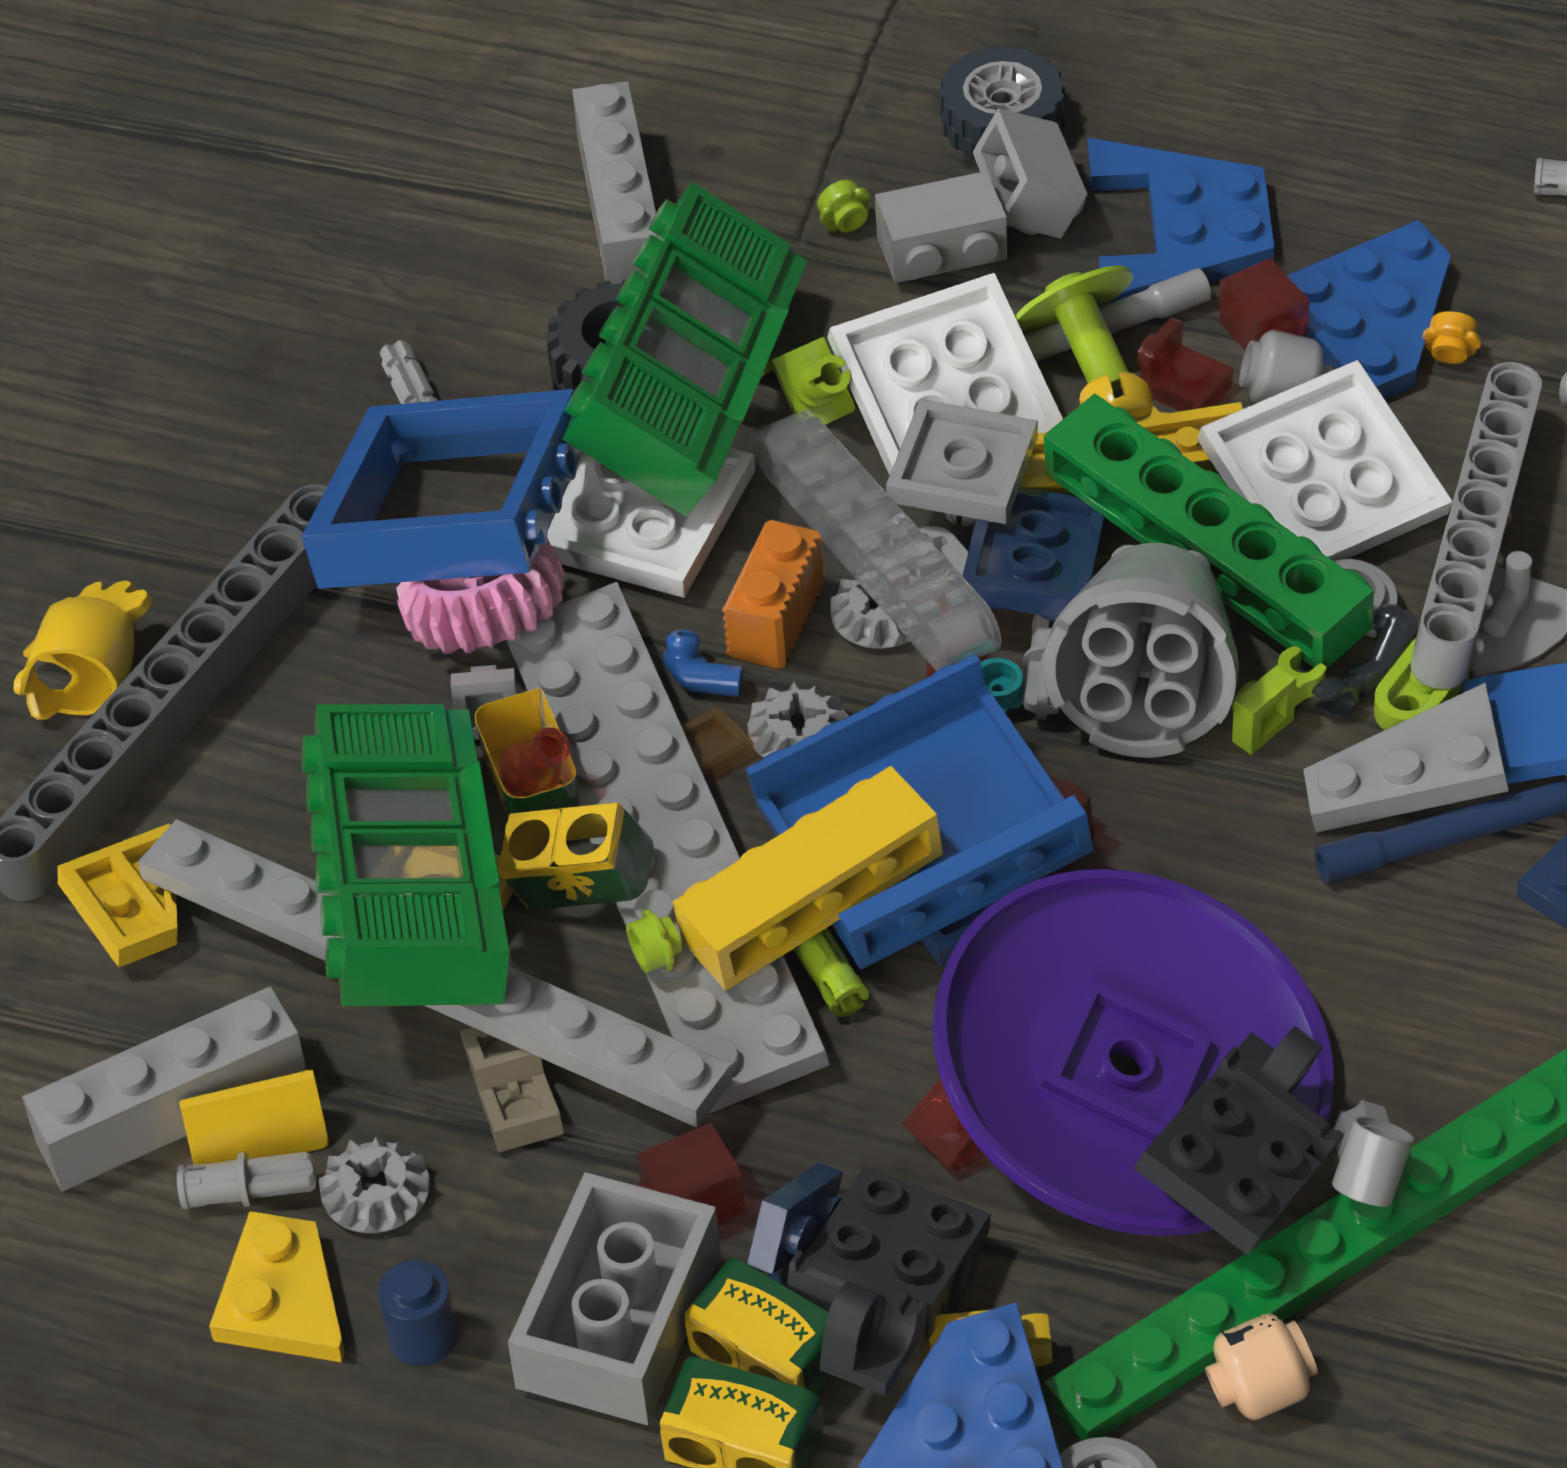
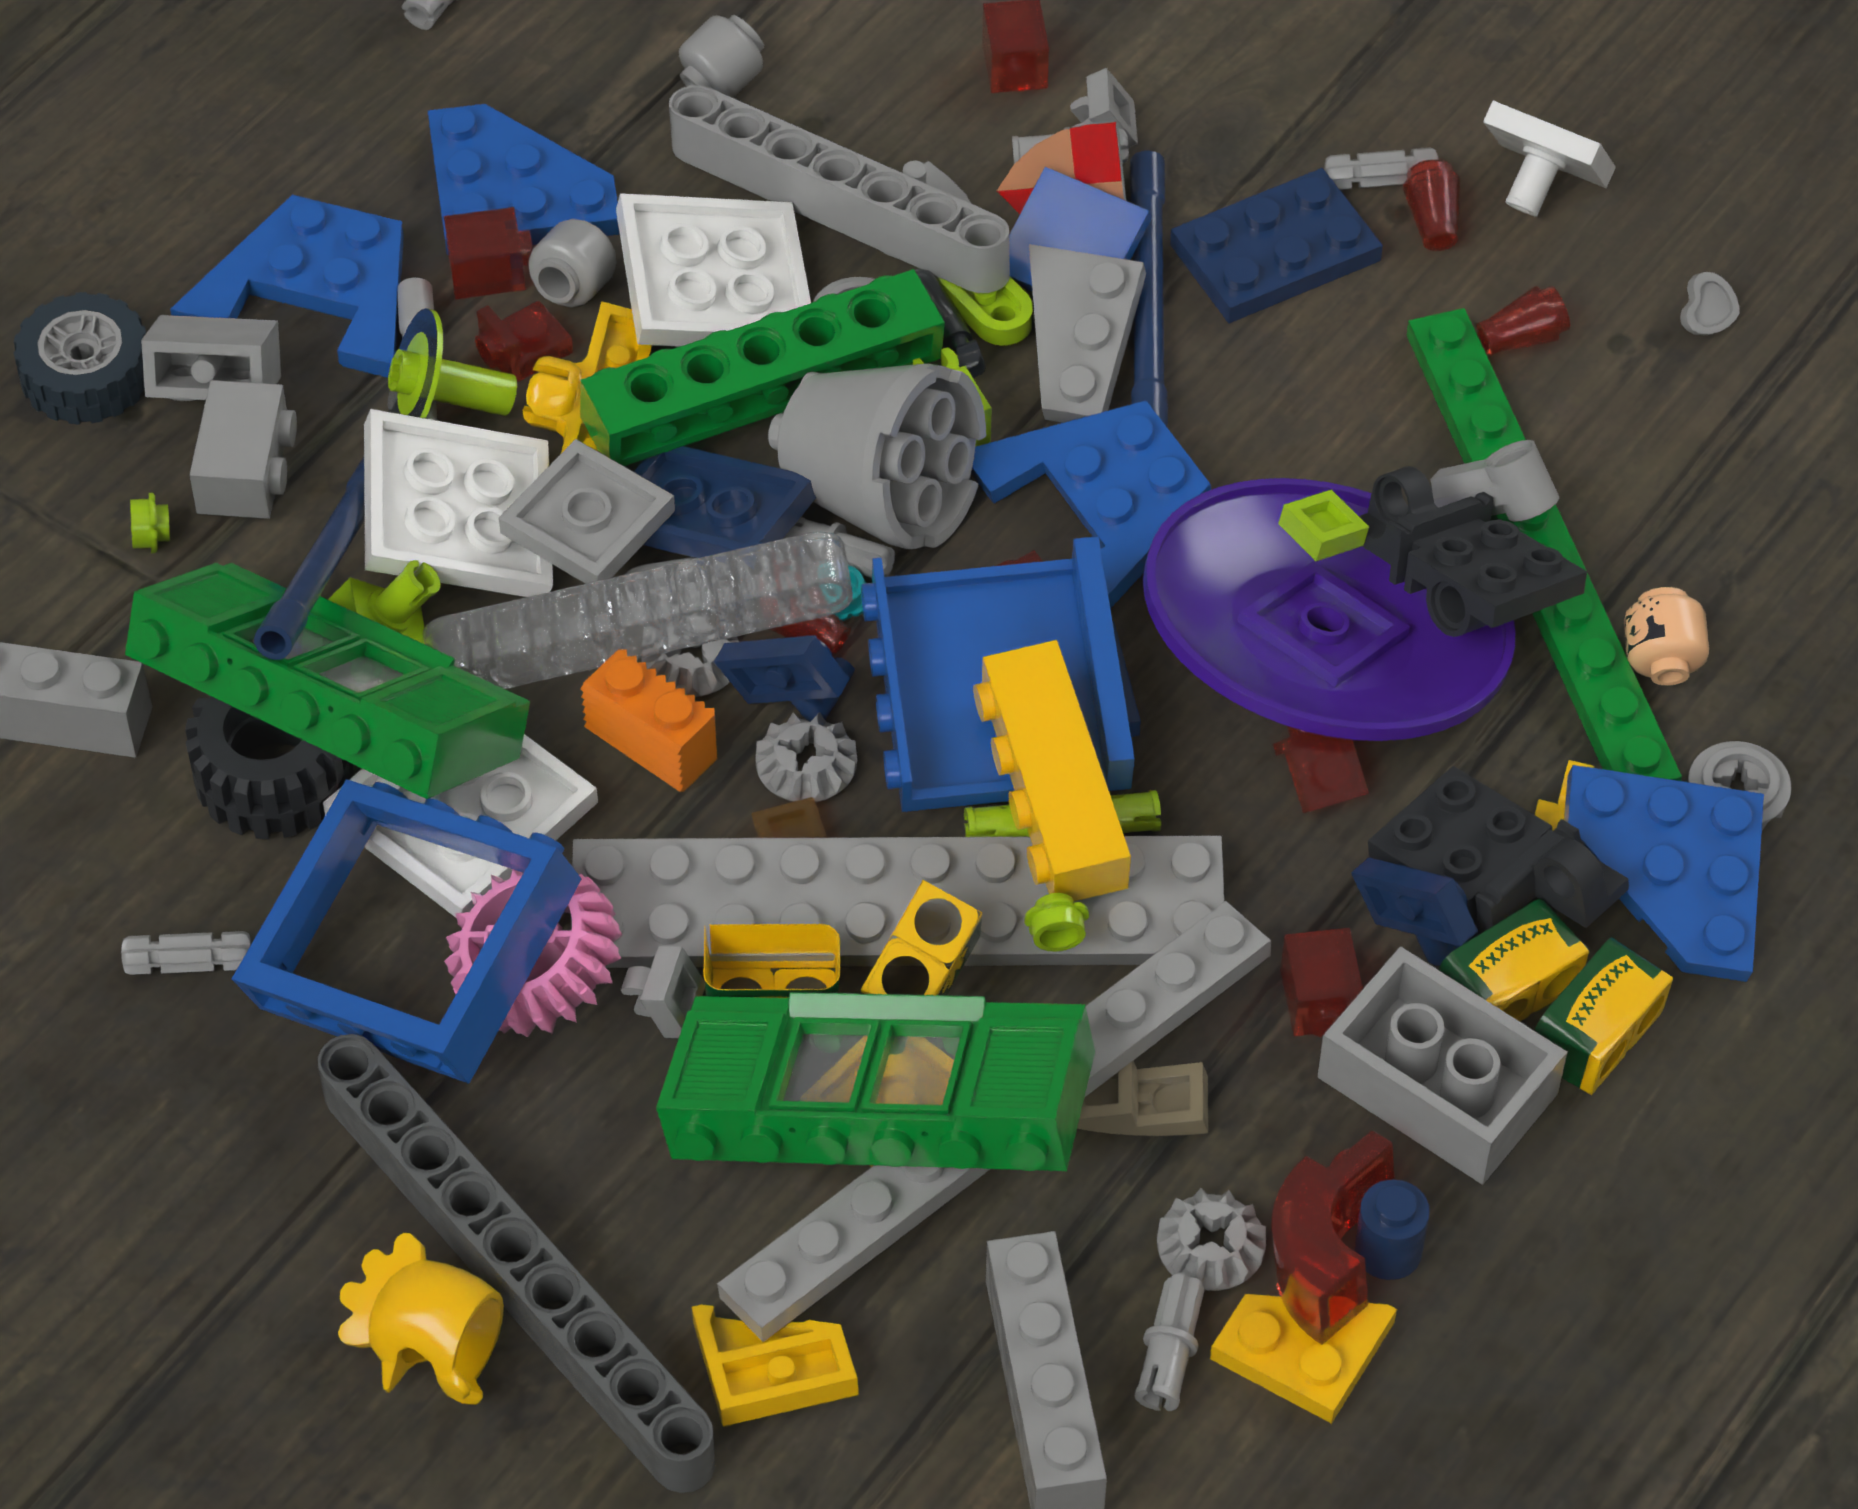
camera: 75 degrees left, 5 degrees up
(256, 1118) = (1111, 1319): yellow slope -> none
(363, 1236) = (1315, 1207): none -> clear red arch
(534, 762) = (789, 954): clear red cone -> none
(695, 672) = (702, 819): blue arm -> none
(701, 278) = (290, 613): none -> dark blue piece
(860, 657) = (786, 671): none -> dark blue plate
(1224, 1007) = (1323, 525): none -> lime plate
(1241, 844) = (1113, 470): none -> blue wing
(1452, 337) = (588, 137): light orange plate -> none

